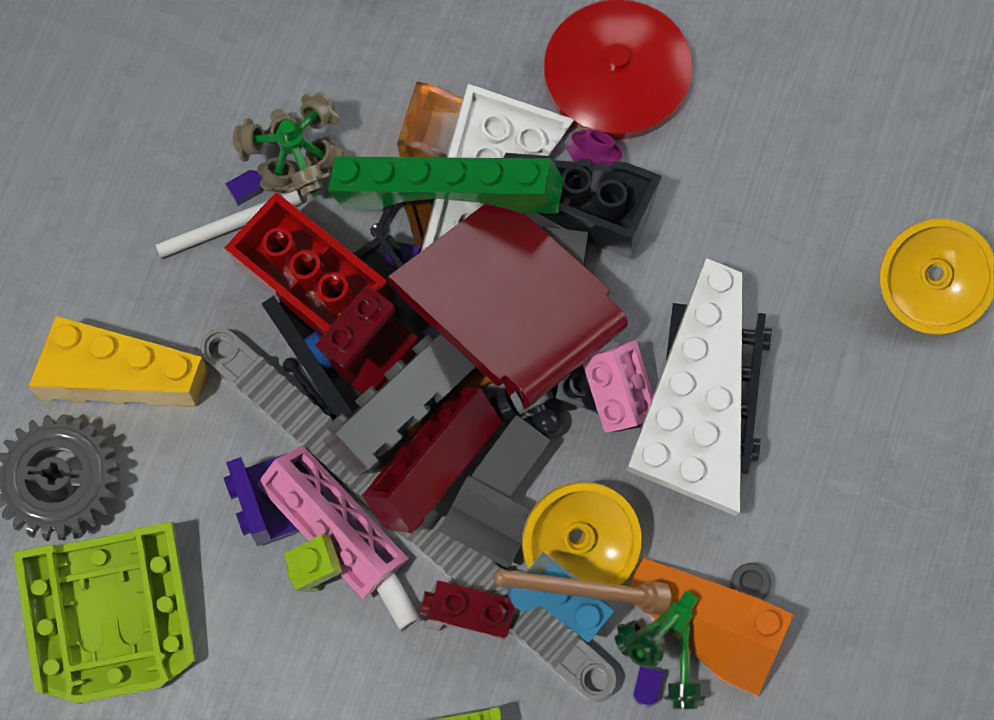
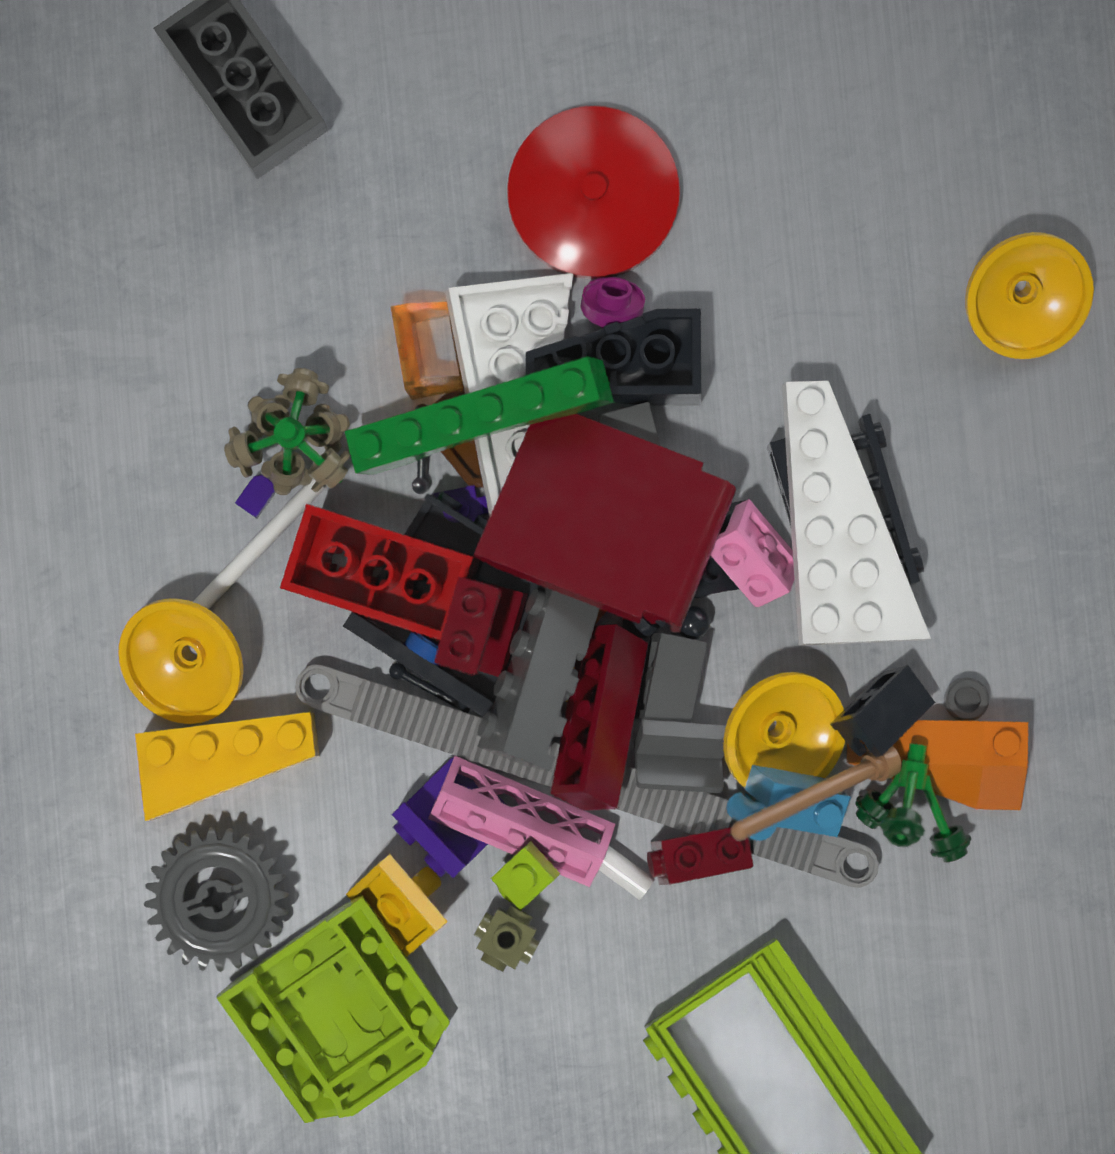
camera: 25 degrees left, 15 degrees up
(107, 274) = (165, 671): none -> yellow dish
(201, 541) = (402, 902): none -> yellow tile
(282, 621) = (519, 925): none -> olive brick
(647, 687) = (910, 857): dark purple piece -> none
(674, 557) = (883, 712): none -> black hinge

